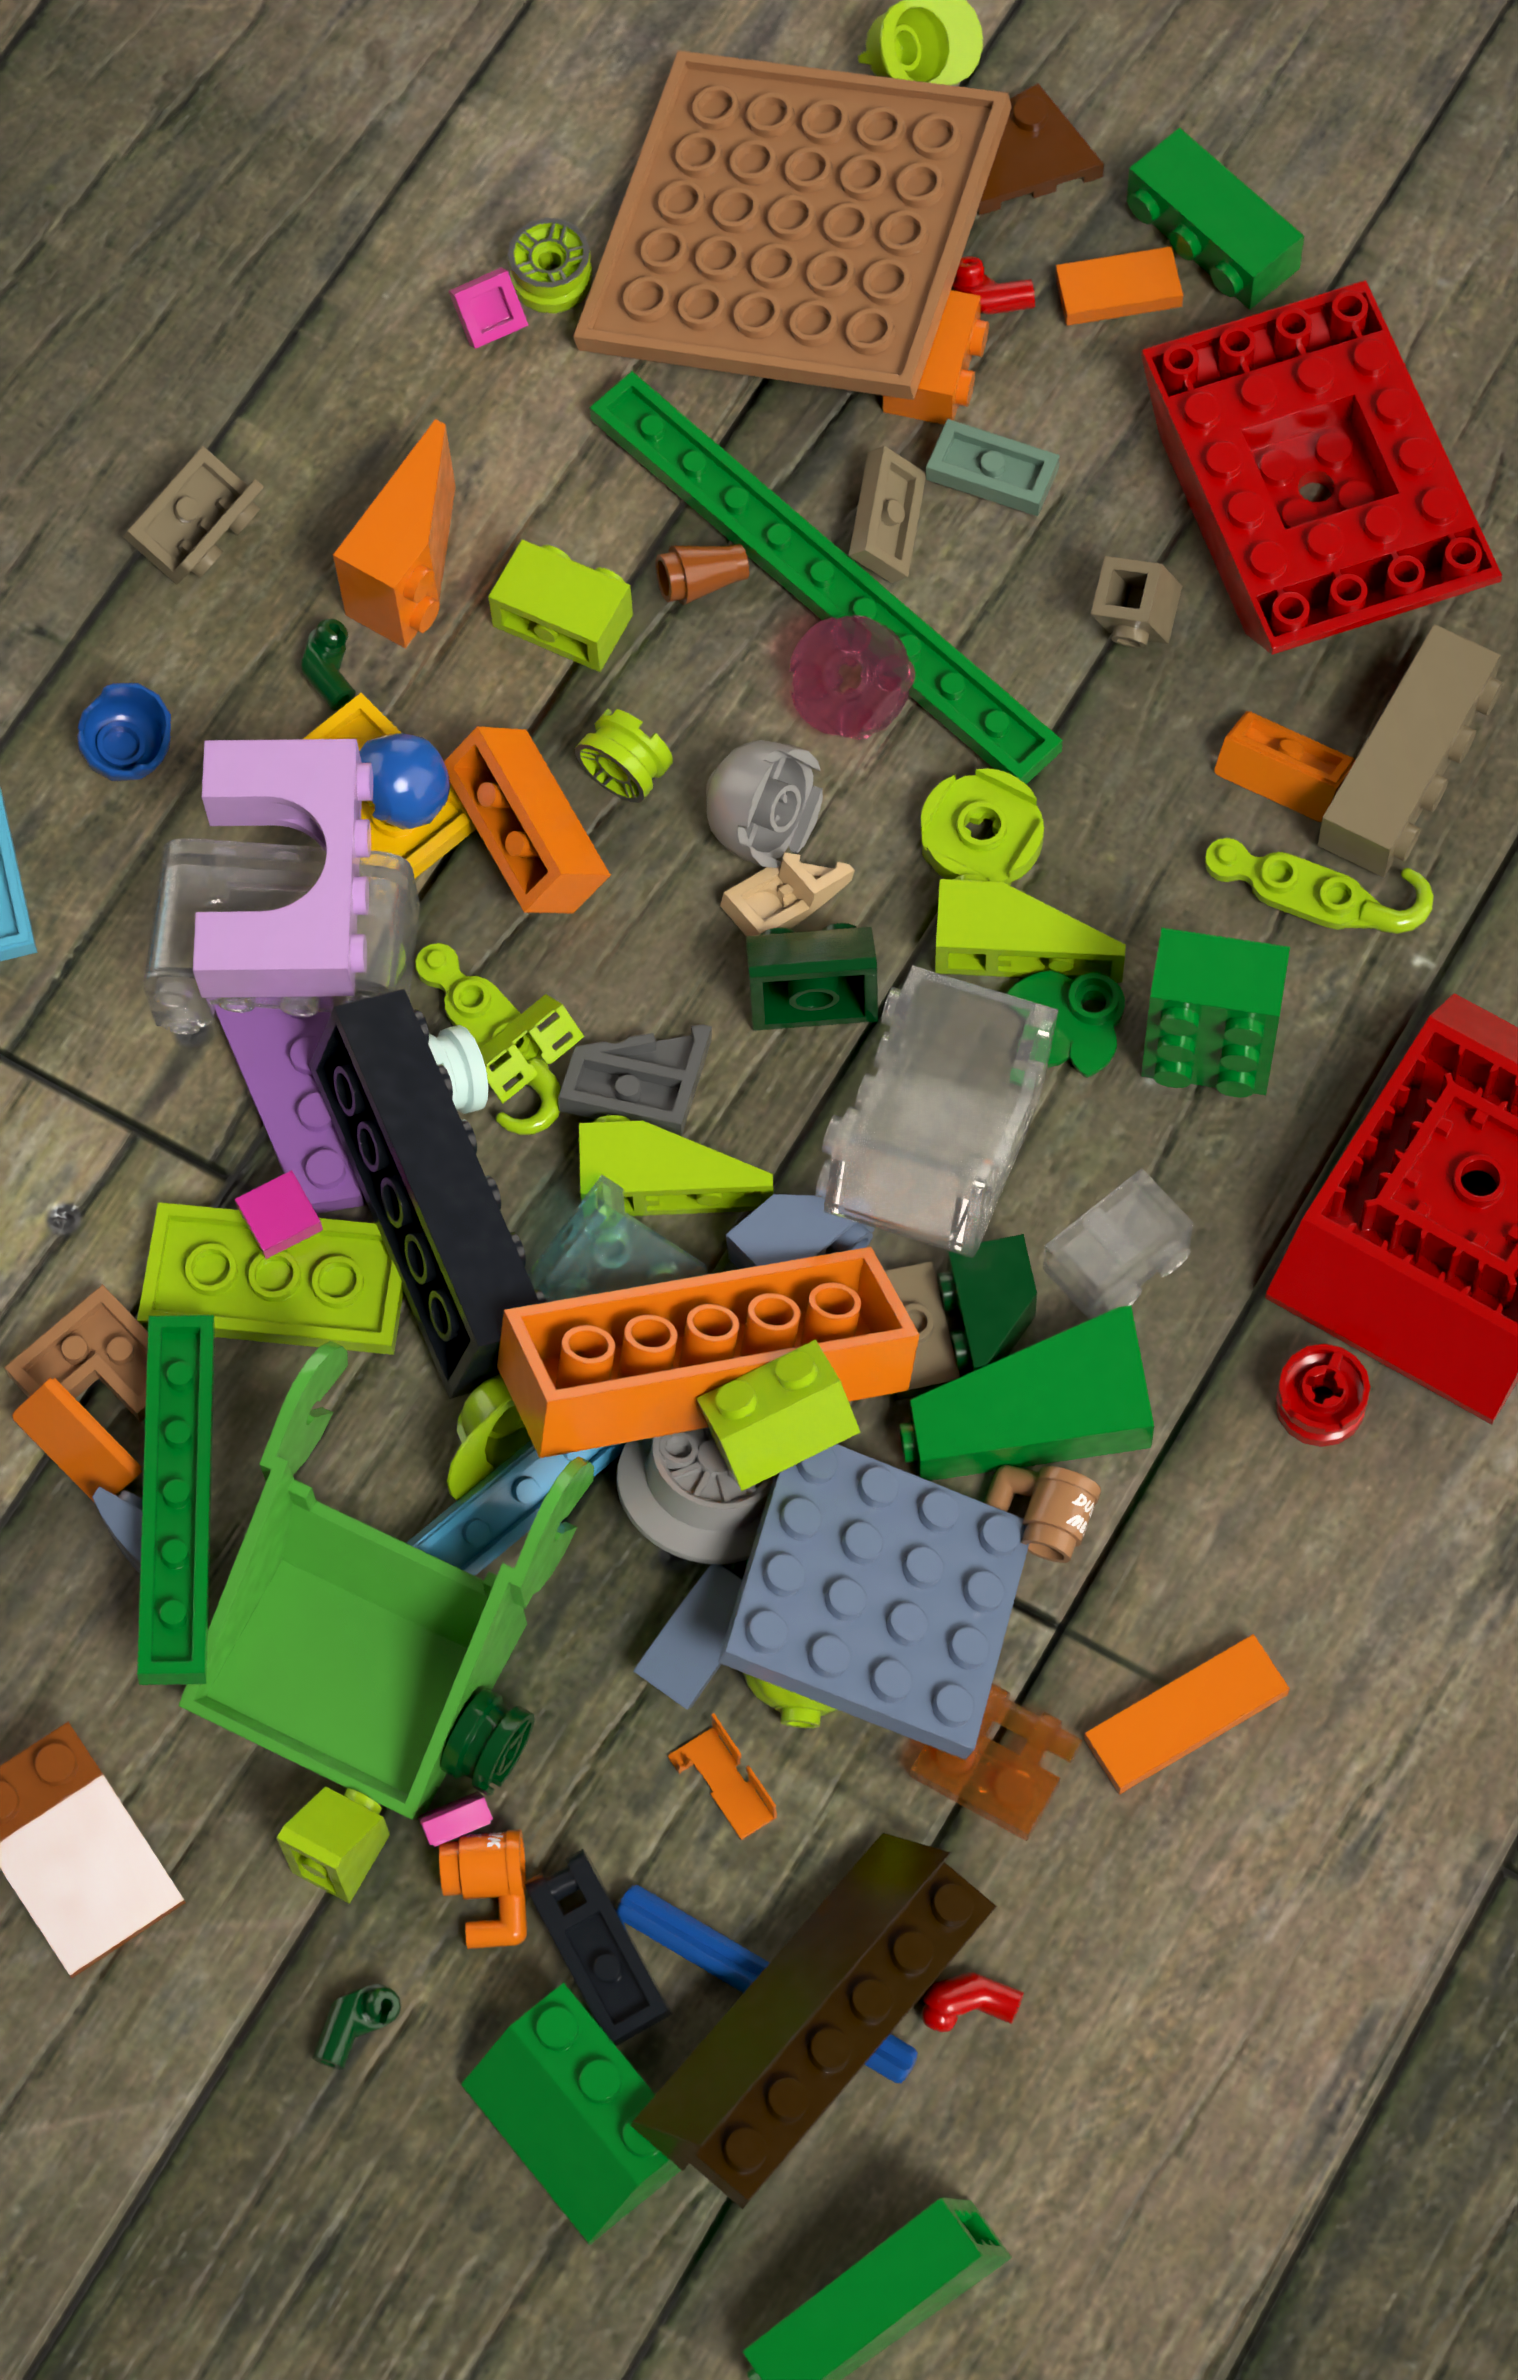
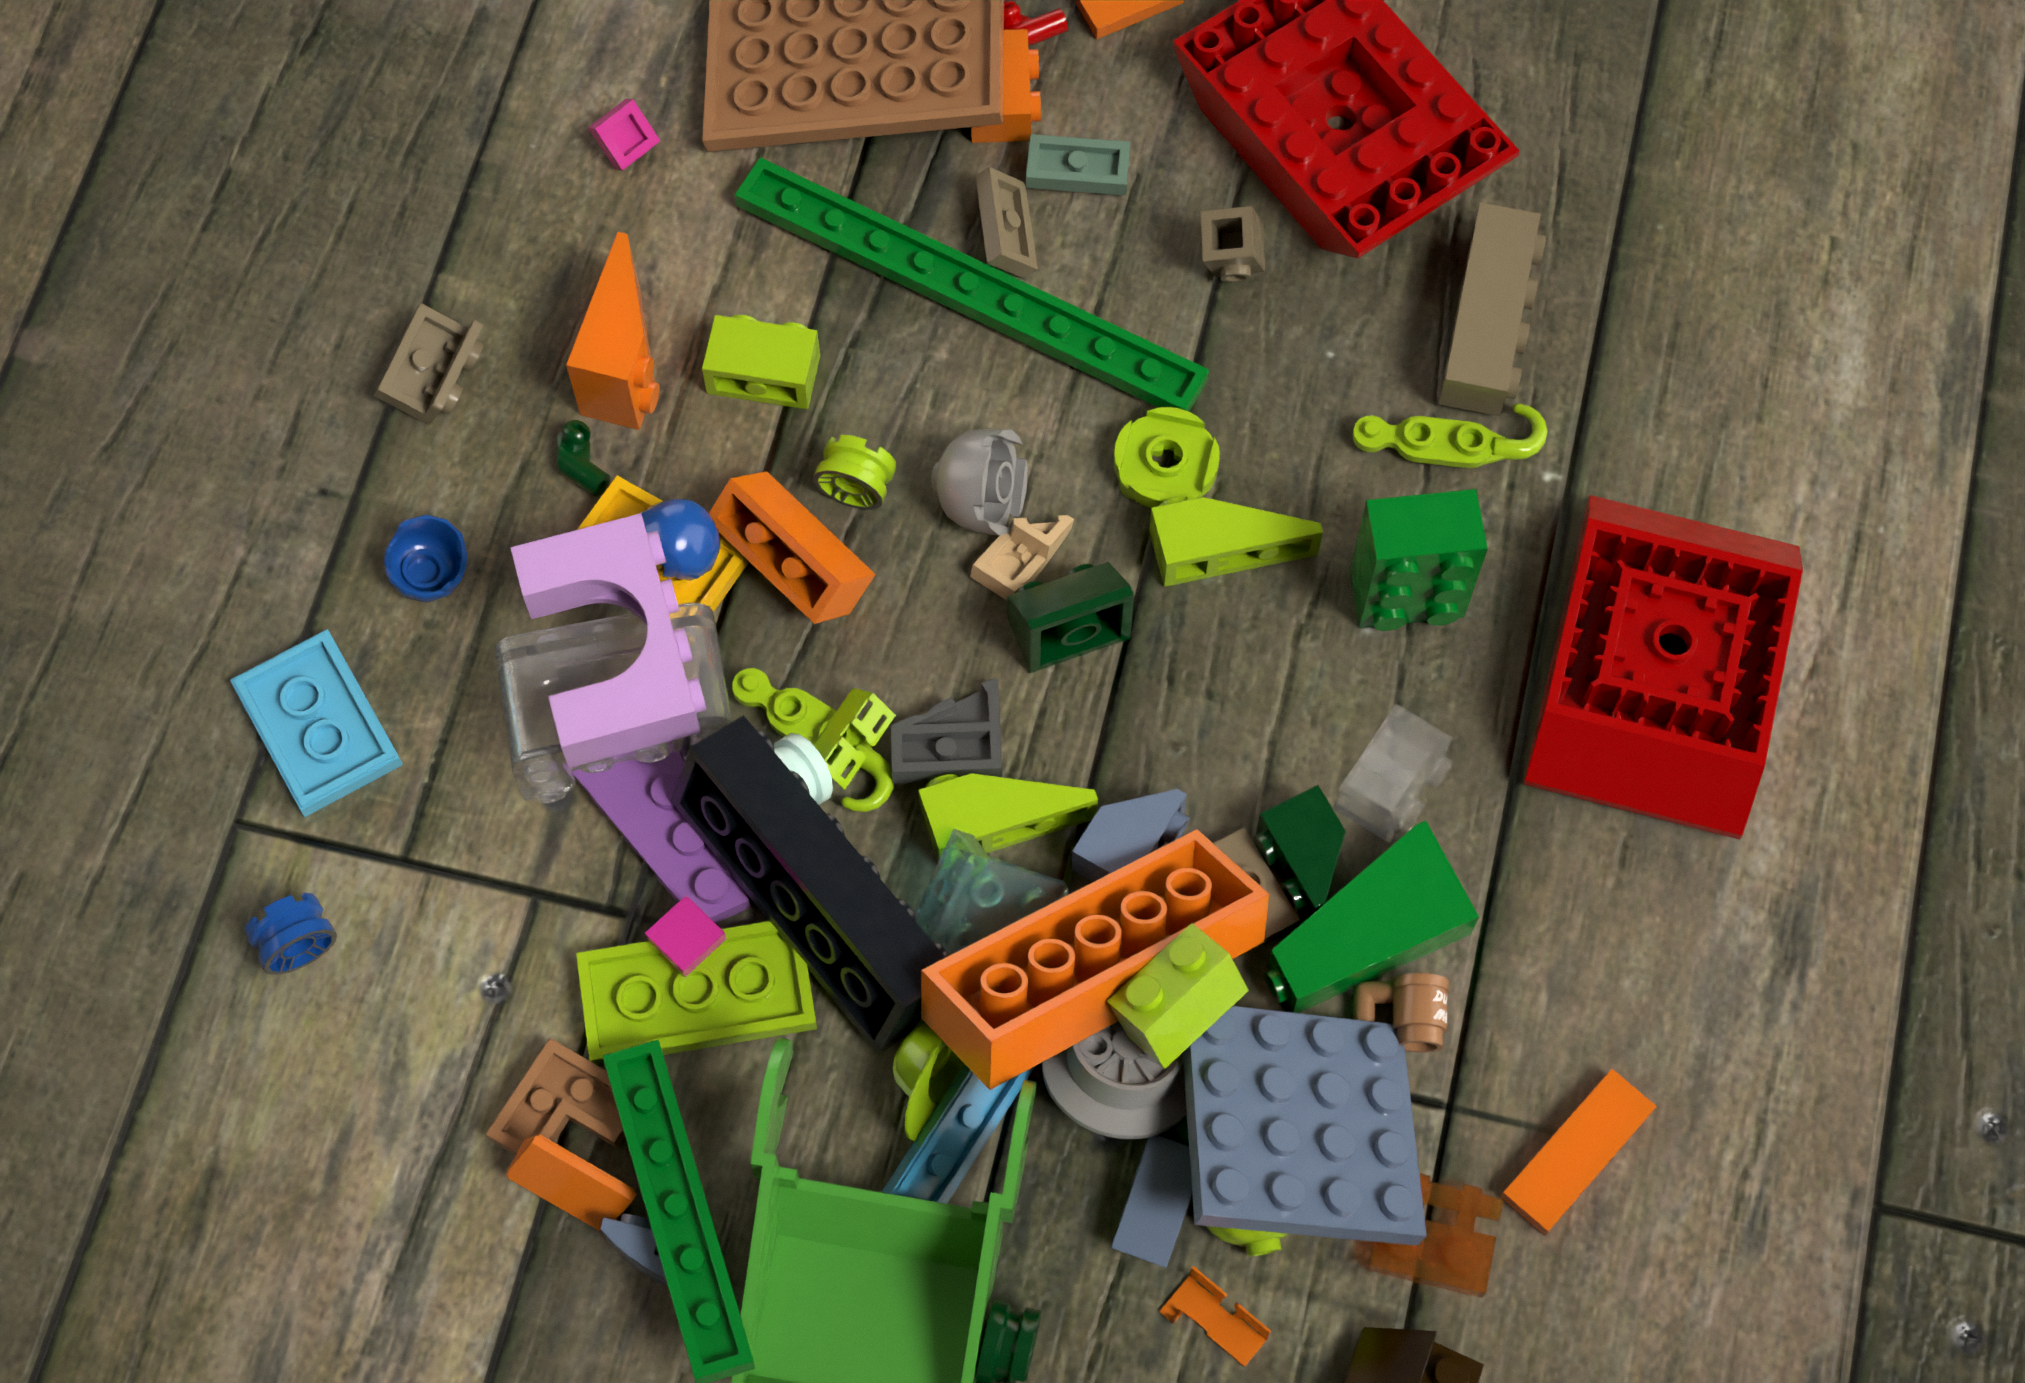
camera: 20 degrees left, 0 degrees up
(535, 251) = (660, 70): lime wheel -> none
(699, 570) = (865, 306): dark orange cone -> none
(884, 675) = (992, 370): clear pink plate -> none
(942, 1113) = (1218, 702): clear windscreen -> none
(1078, 1034) = (1282, 603): green plate -> none
(1282, 765) = (1389, 347): orange slope -> none
(1338, 1415) = (1580, 863): red wheel -> none

